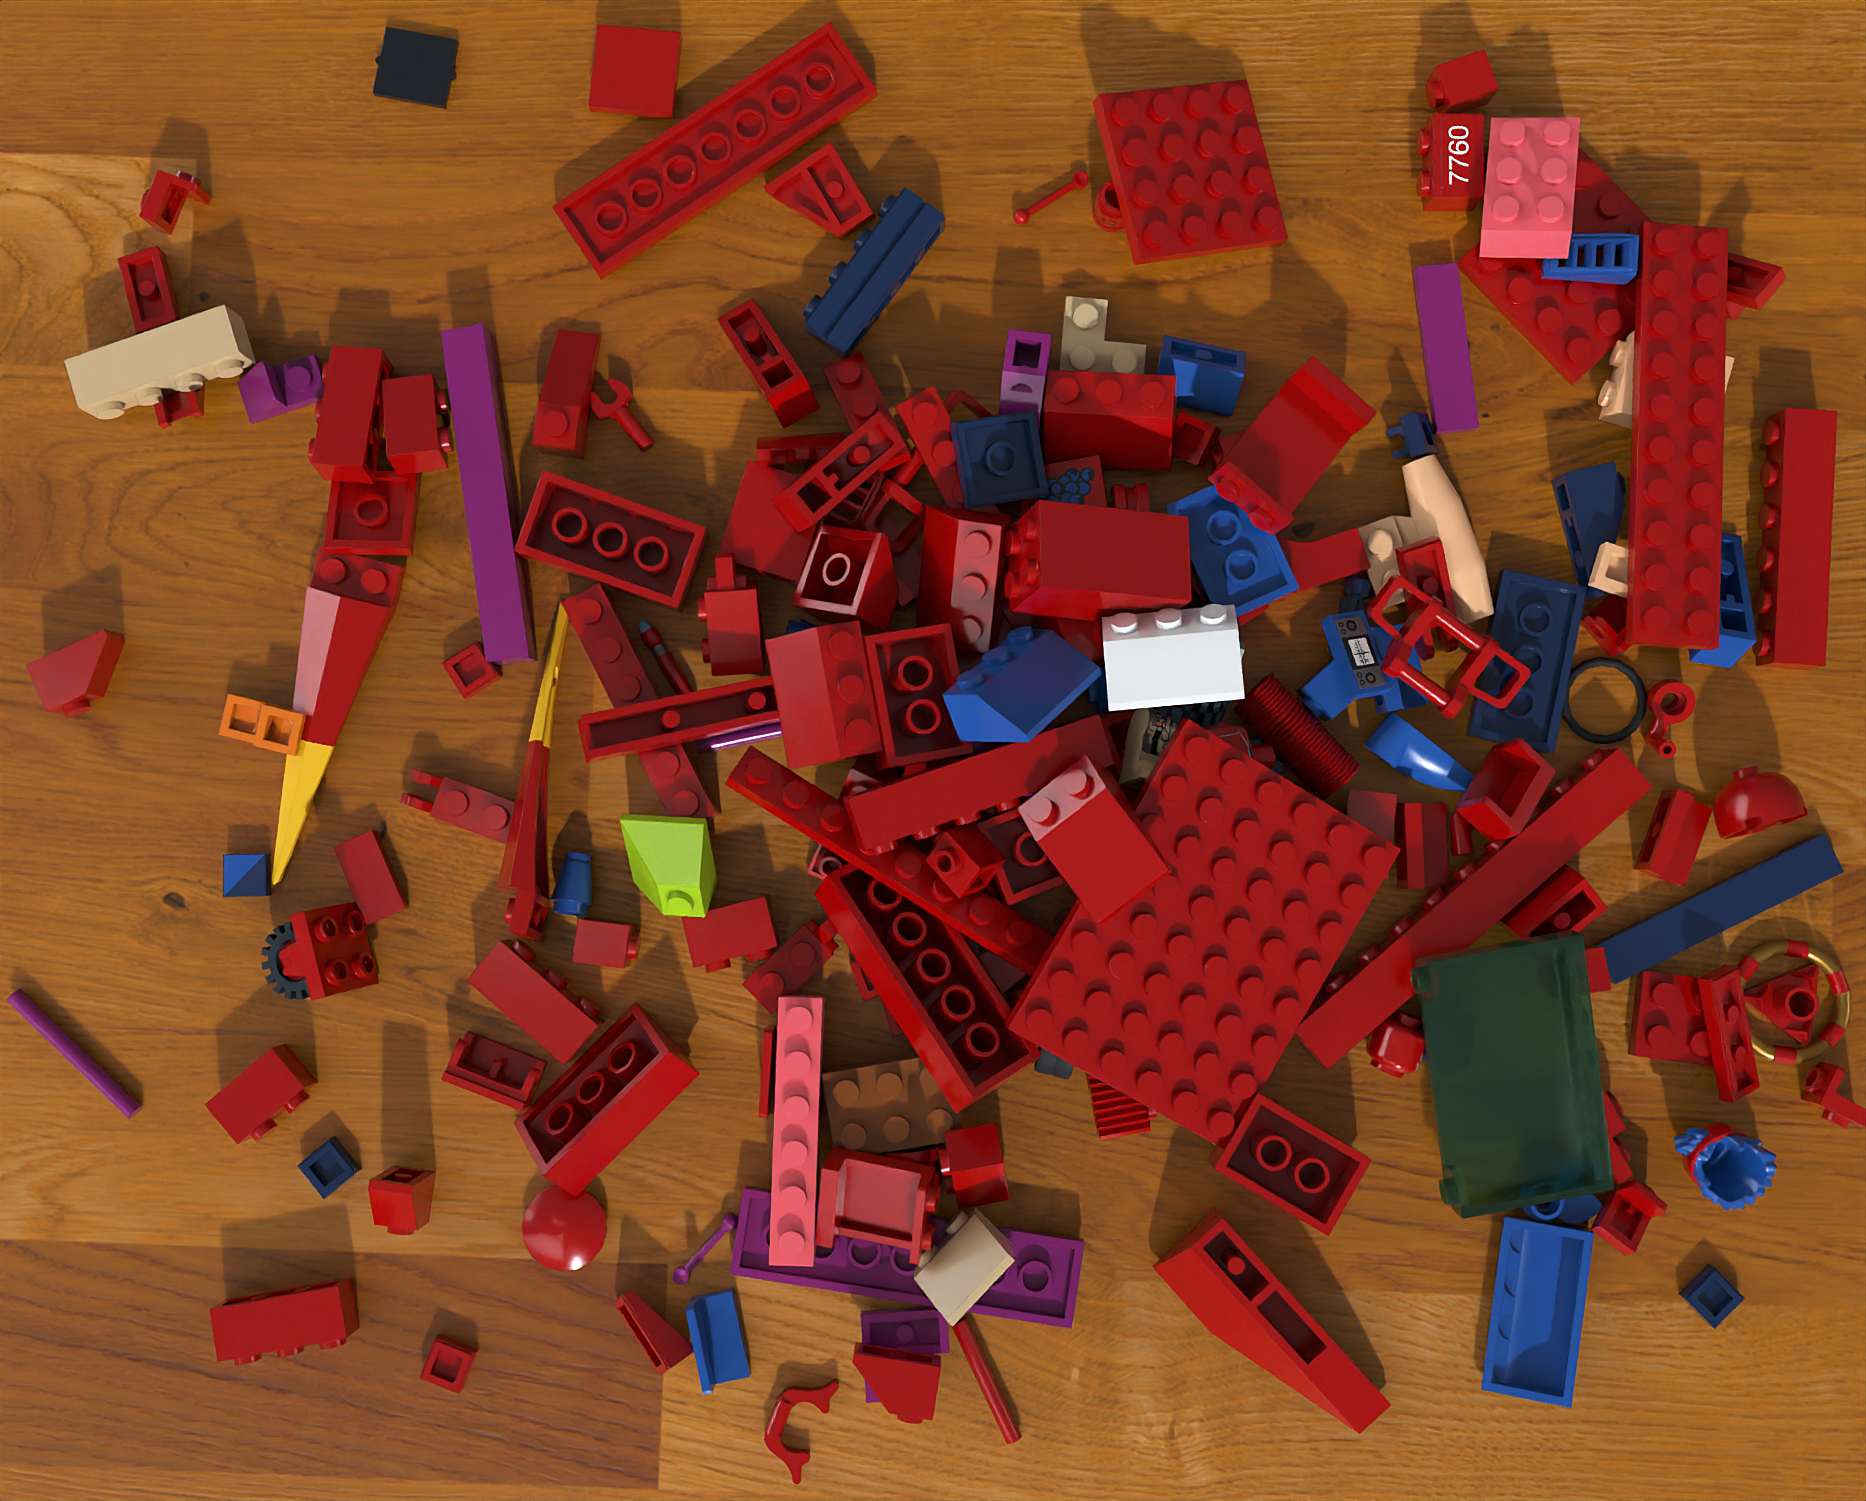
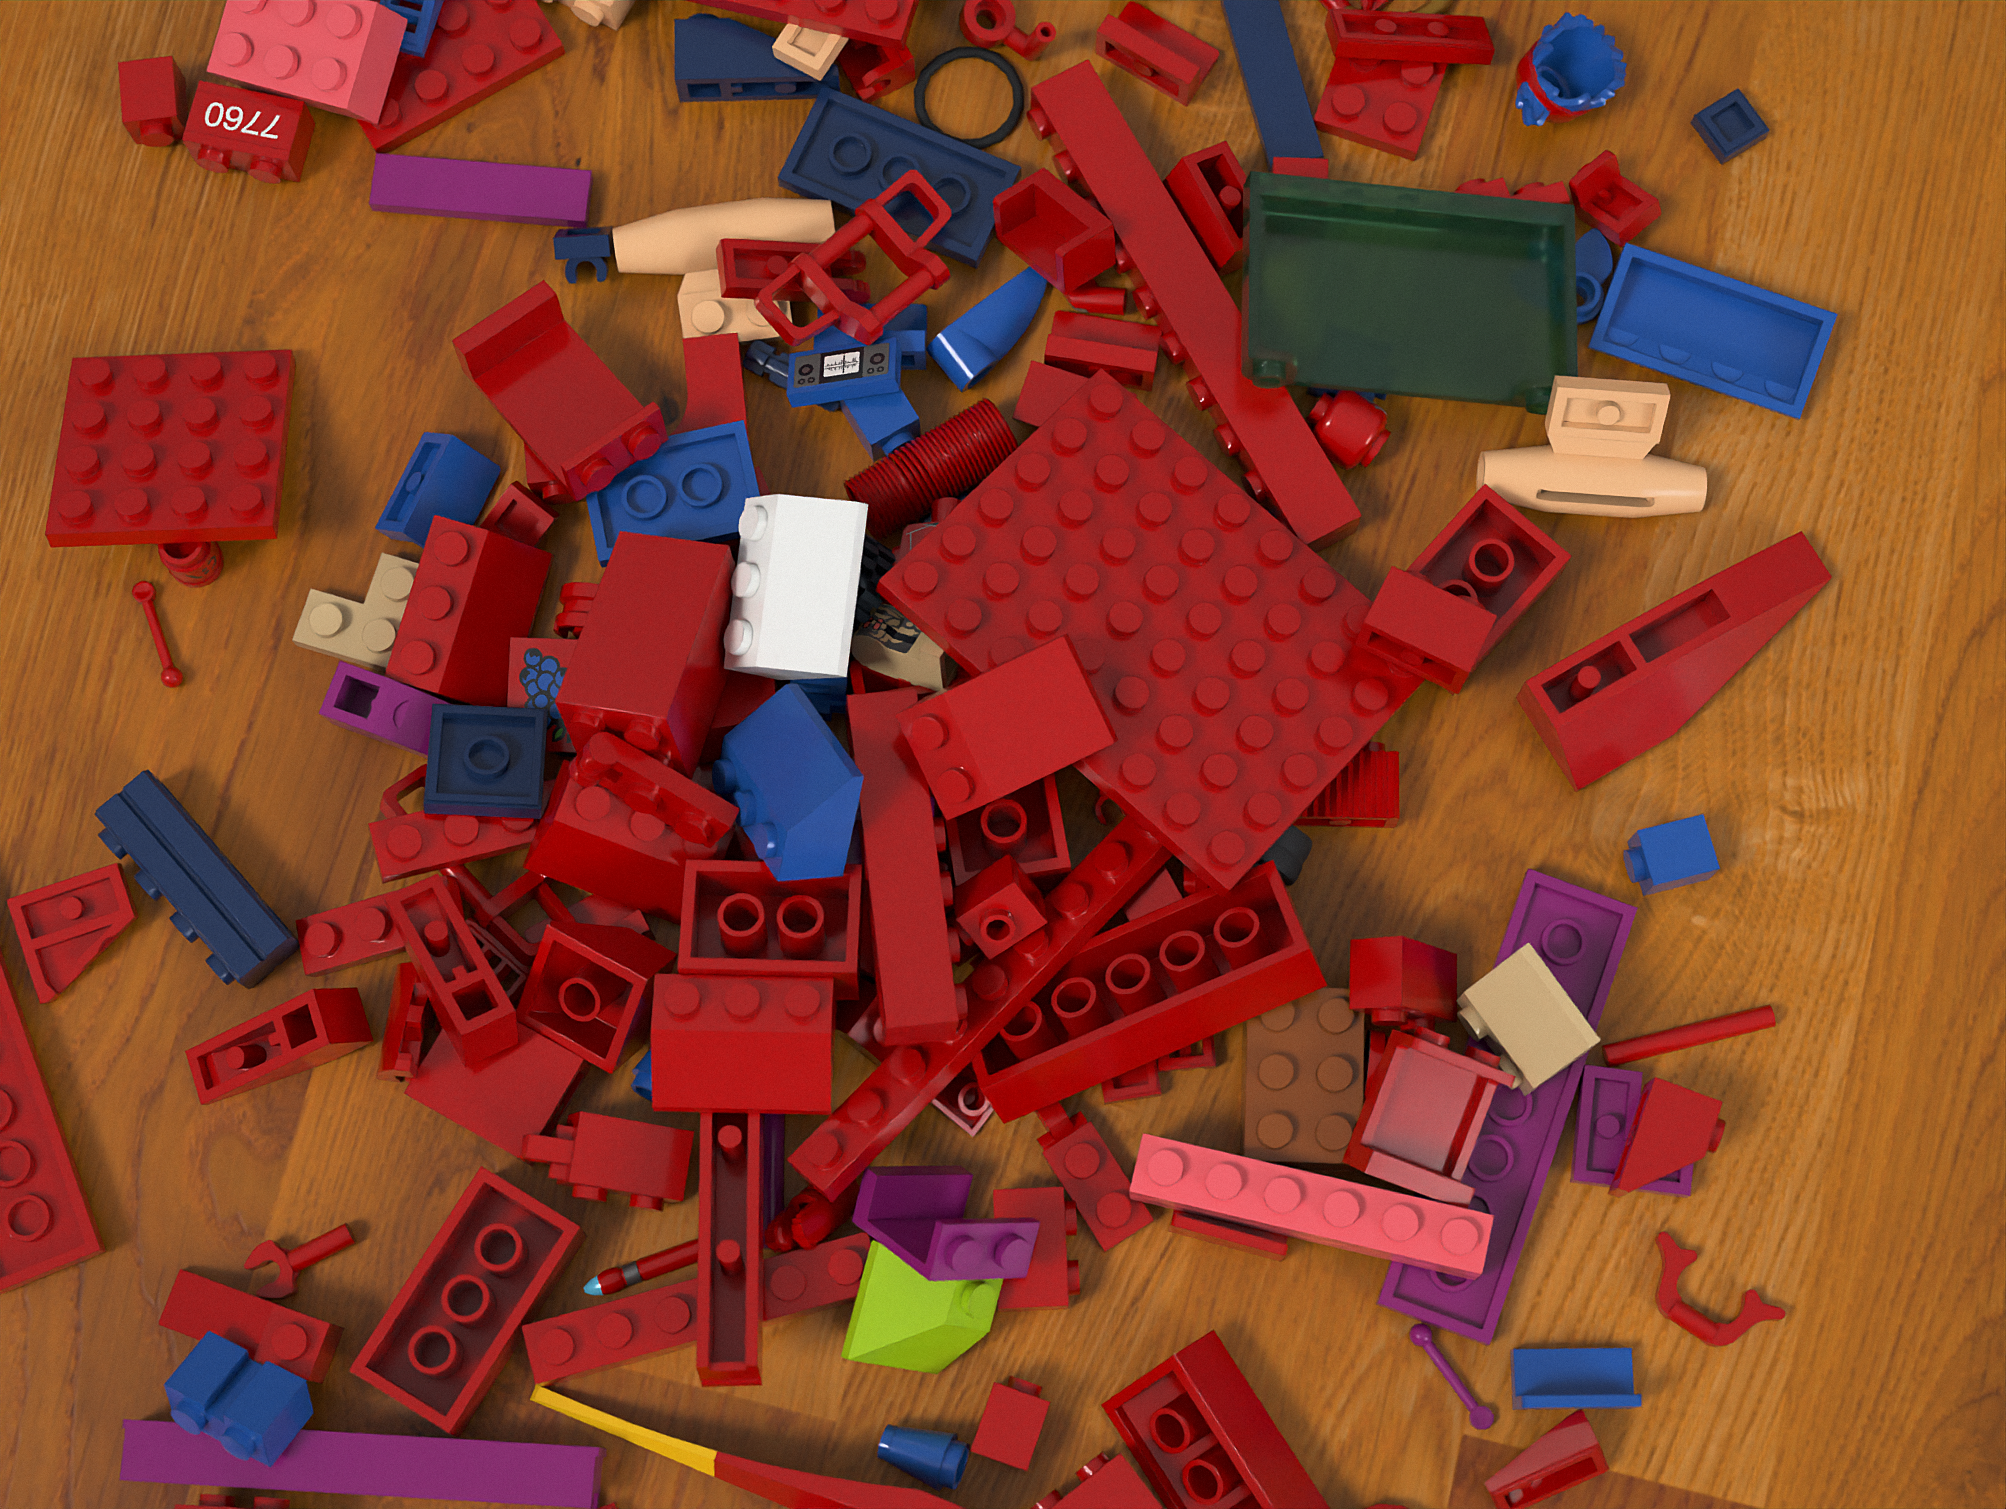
camera: 80 degrees left, 10 degrees down
(508, 398) = (238, 1401): none -> blue brick
(714, 768) = (810, 1218): none -> red hinge
(724, 852) = (922, 1222): none -> magenta panel
(994, 587) = (653, 788): none -> red plate
(1116, 1347) = (1671, 855): none -> blue brick
(1244, 1138) = (1425, 629): none -> red brick
(1414, 1240) = (1598, 455): none -> light nougat plate

